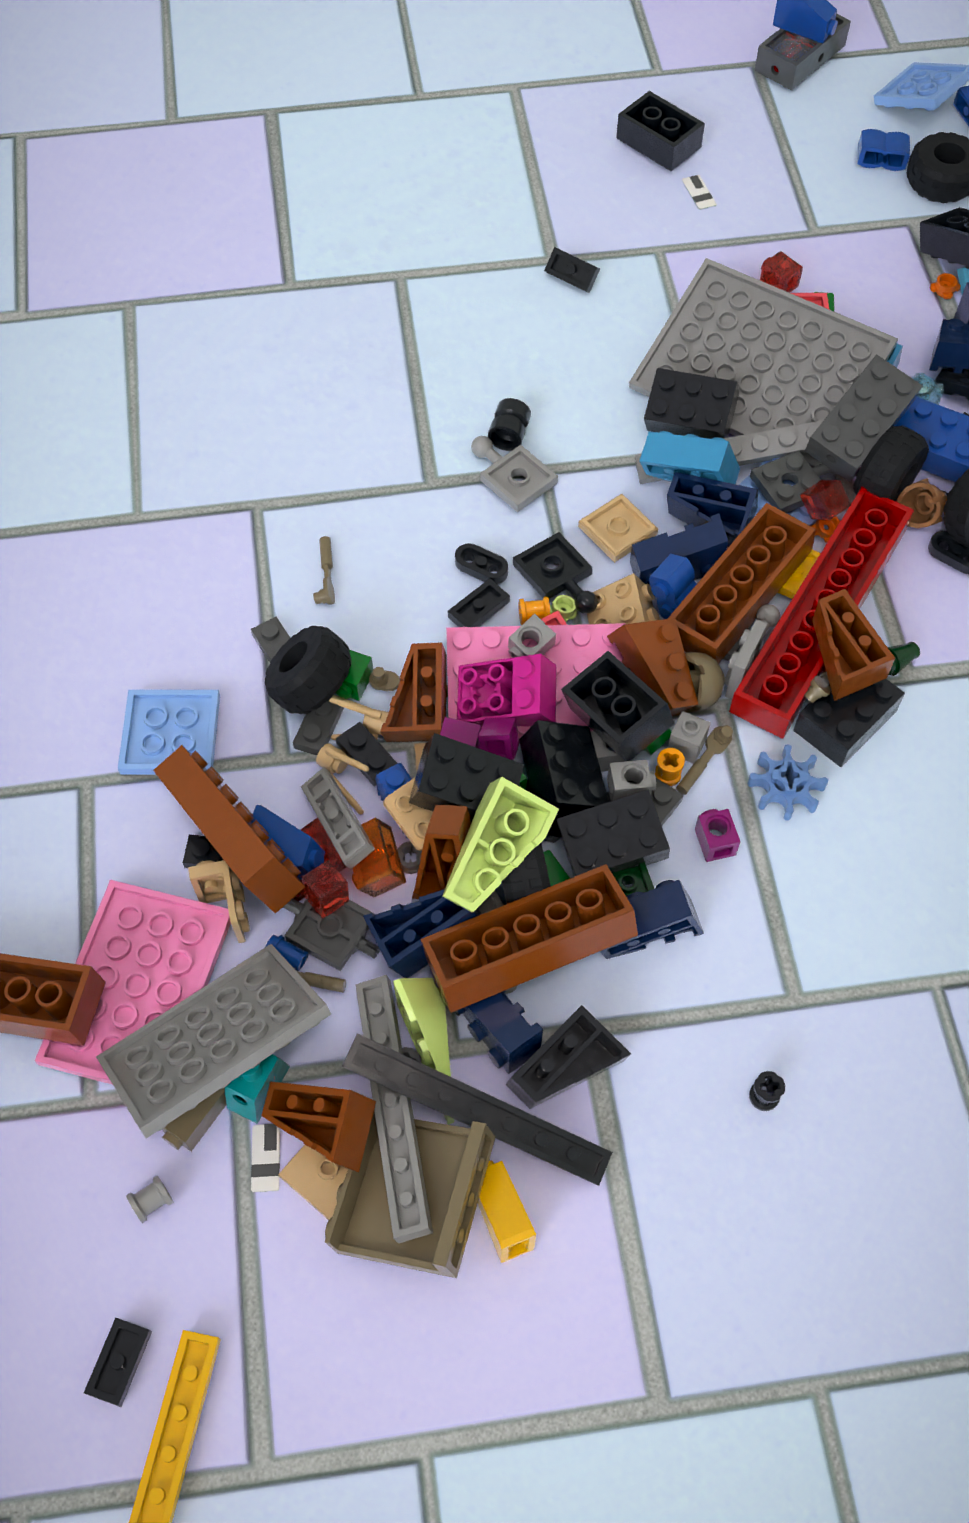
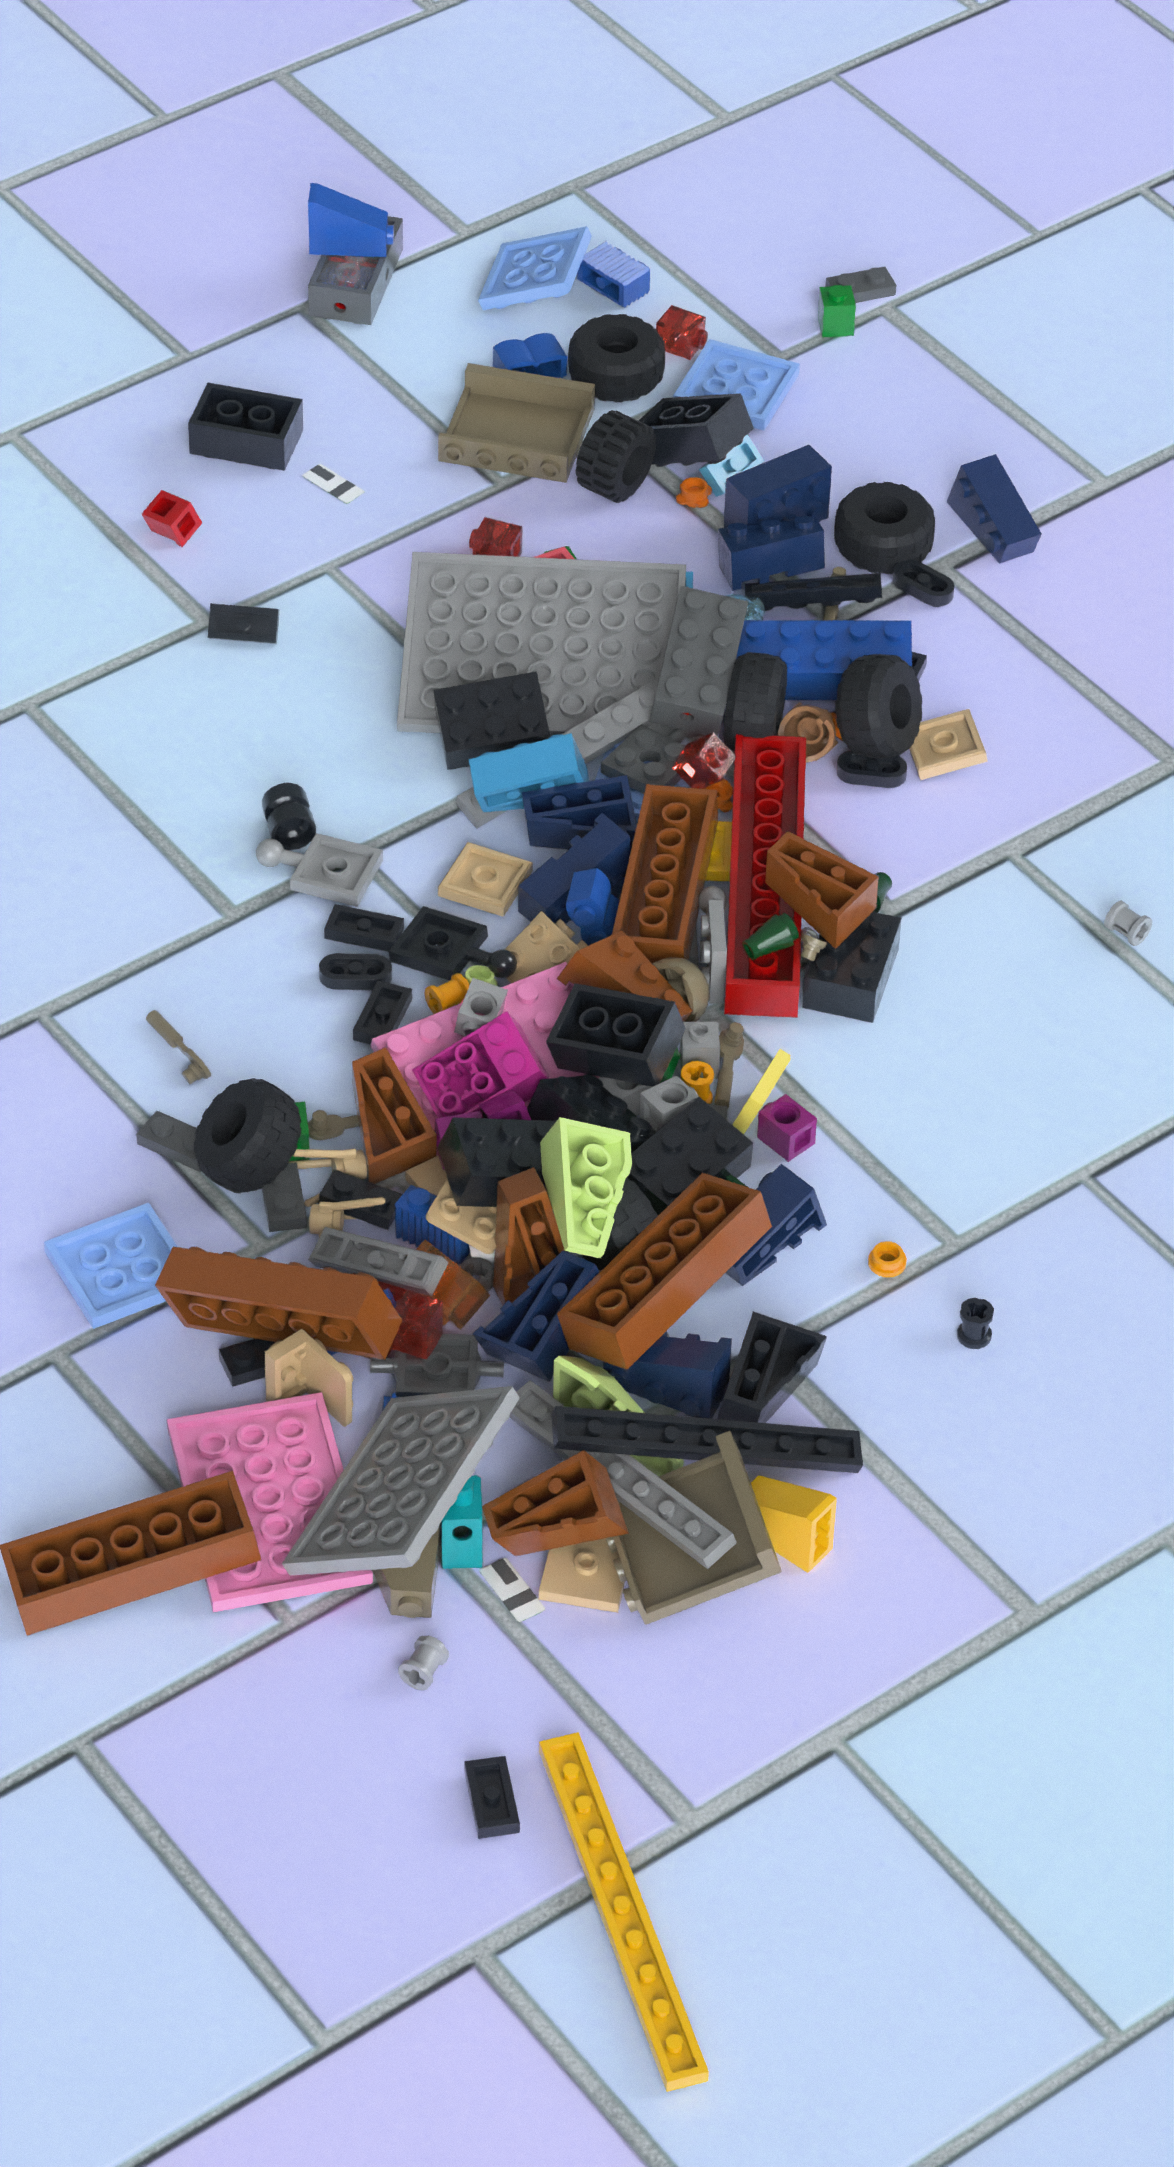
camera: 30 degrees left, 15 degrees down
(508, 531) = (363, 928): none -> black plate
(572, 178) = (172, 517): none -> red brick
(705, 801) = (761, 1091): none -> light yellow tile
(734, 985) = (887, 1259): none -> light orange plate
(778, 786) = (828, 1052): medium blue gear -> none
(788, 670) = (772, 936): none -> dark green cone
(850, 192) = (518, 423): none -> dark tan panel
(899, 238) = (615, 456): none -> black tyre

